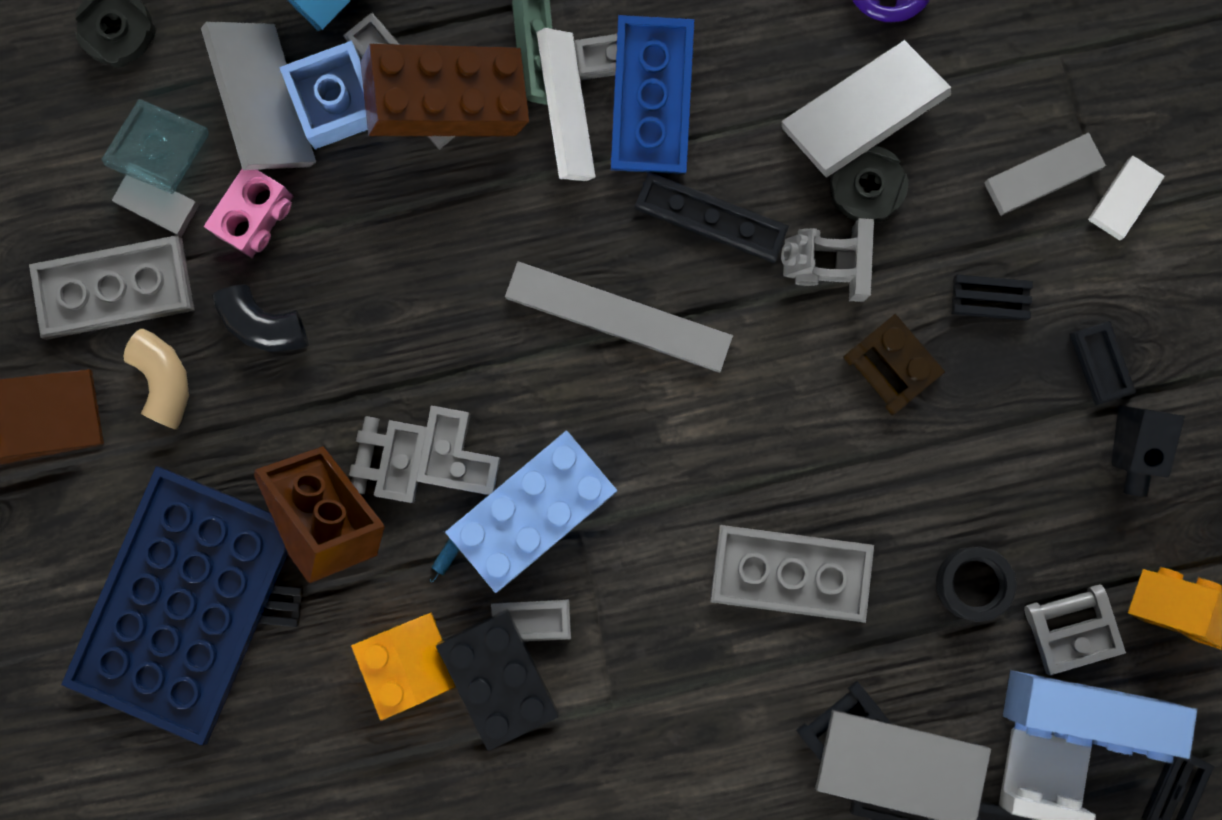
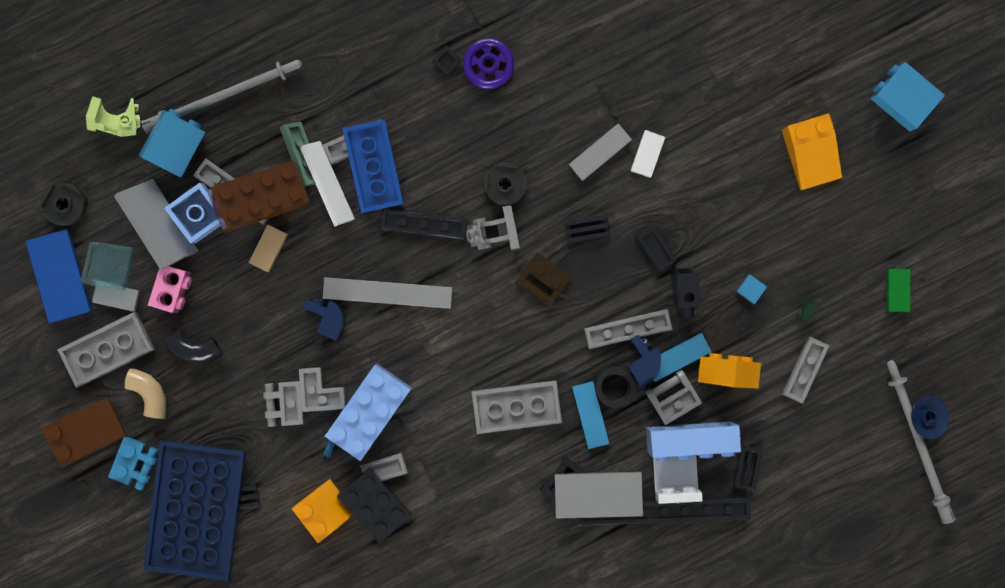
camera: 15 degrees left, 5 degrees up
(68, 143) = (58, 276): none -> blue tile
(90, 488) = (127, 461): none -> dark azure plate
(319, 513) = (254, 443): reddish brown slope -> none
(435, 189) = (268, 248): none -> tan tile
(514, 331) = (332, 320): none -> dark blue brick
(866, 108) = (492, 142): light grey tile -> none
(919, 622) = (590, 415): none -> dark azure tile
(1021, 488) = (628, 328): none -> light grey tile
(1049, 557) = (648, 365): none -> dark blue brick
(1098, 561) = (682, 355): none -> dark azure tile

